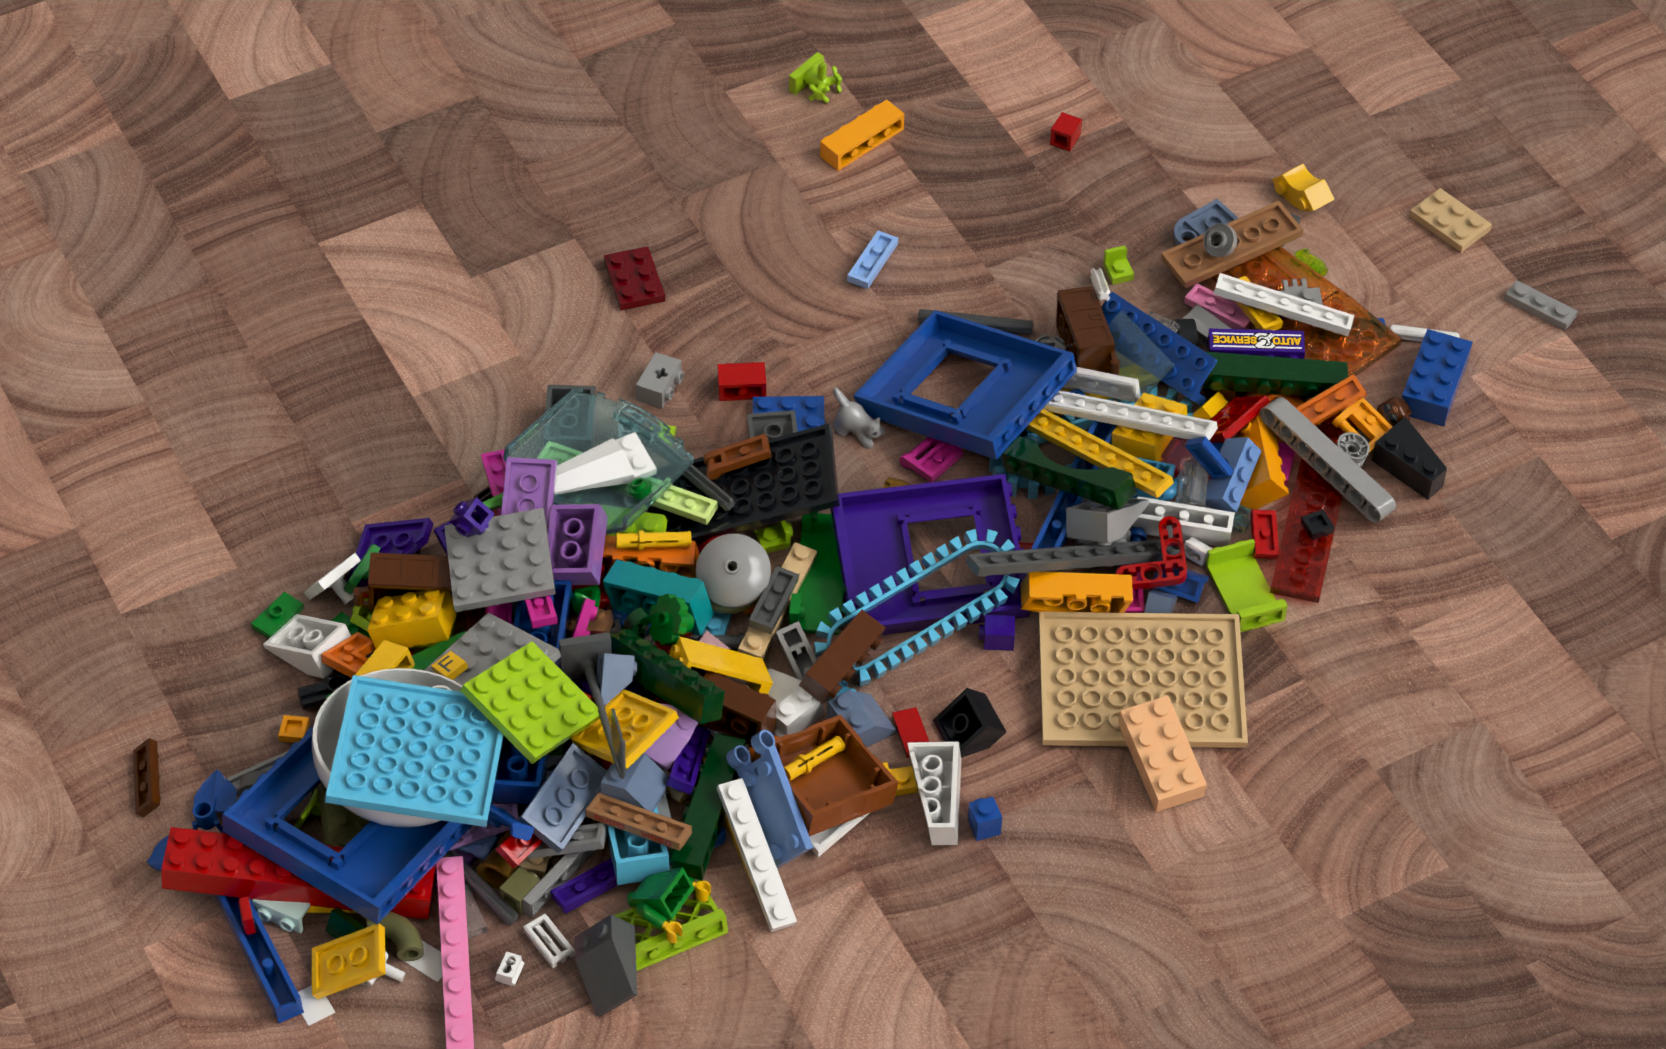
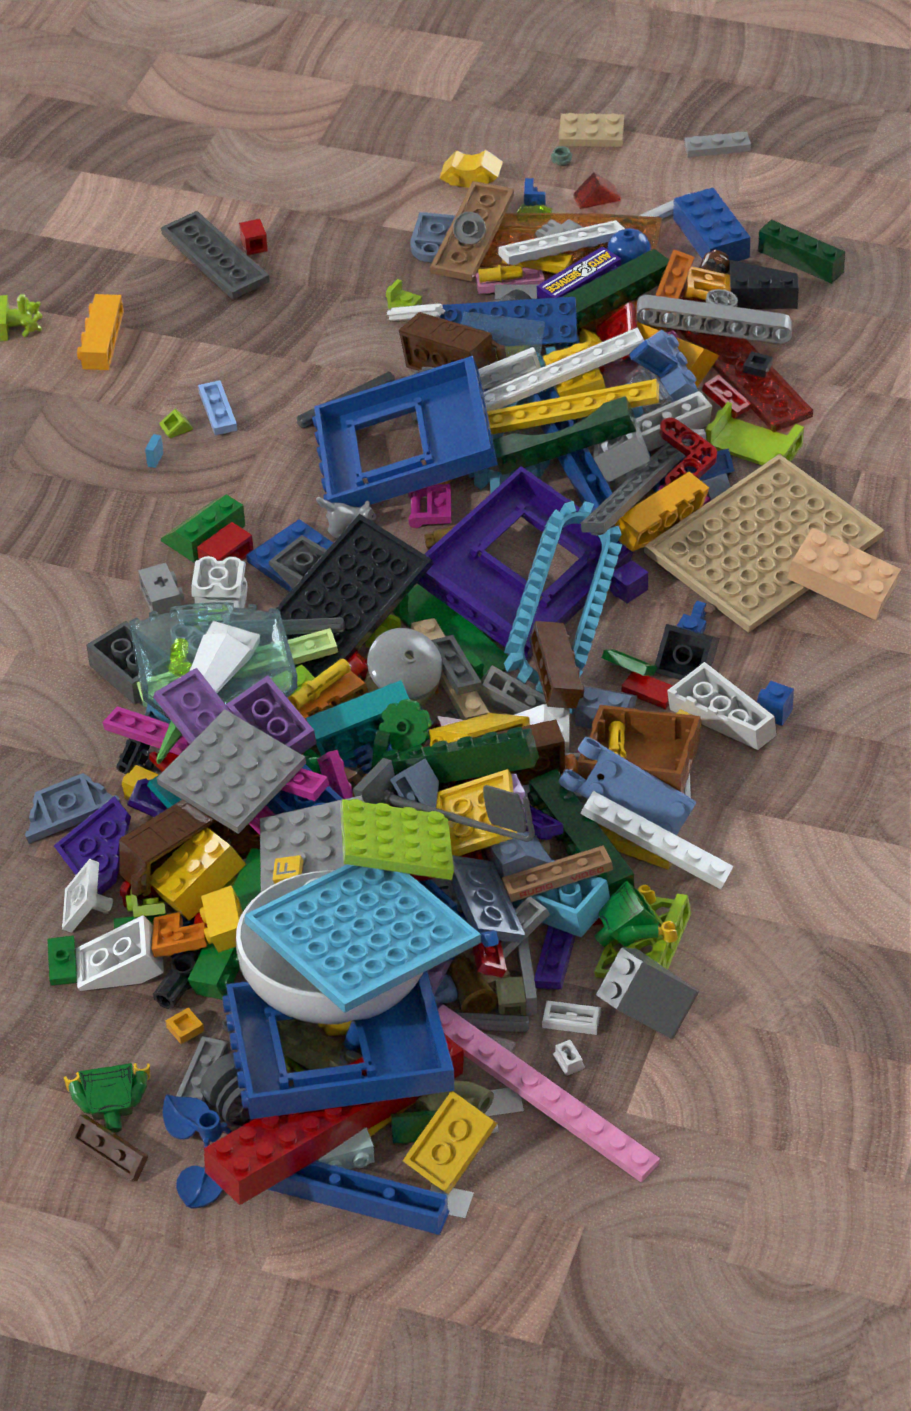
camera: 40 degrees left, 5 degrees down
(190, 738) = (109, 1092): none -> green torso
(246, 915) = (336, 1168): red tile -> none
(361, 571) = (107, 872): green plate -> none
(406, 500) = (64, 806): none -> sand blue wing
(471, 517) = (186, 748): dark purple brick -> none
(580, 443) = (178, 657): none -> clear neon green arm
(634, 278) = (45, 538): dark red plate -> none
(640, 488) = (264, 657): green plate -> none
(699, 408) = (220, 581): none -> white piece
(736, 456) = (308, 586): dark orange plate -> none
(751, 349) = (203, 525): none -> green slope
(785, 262) = (154, 451): none -> dark azure tile
(831, 251) = (175, 424): none -> lime slope
(918, 698) = (629, 662): none -> green tile
(1007, 705) = (696, 620): none -> blue plate
(1021, 127) = (215, 254): none -> dark grey plate
(1208, 298) = (500, 273): none -> yellow axle
(1324, 245) = (531, 194): none -> blue bracket
(1336, 344) = (628, 244): none -> blue cylinder
(1384, 279) = (595, 192): none -> clear red slope
(1395, 226) = (561, 156): none -> sand green plate
(1485, 451) = (801, 251): none -> dark green brick

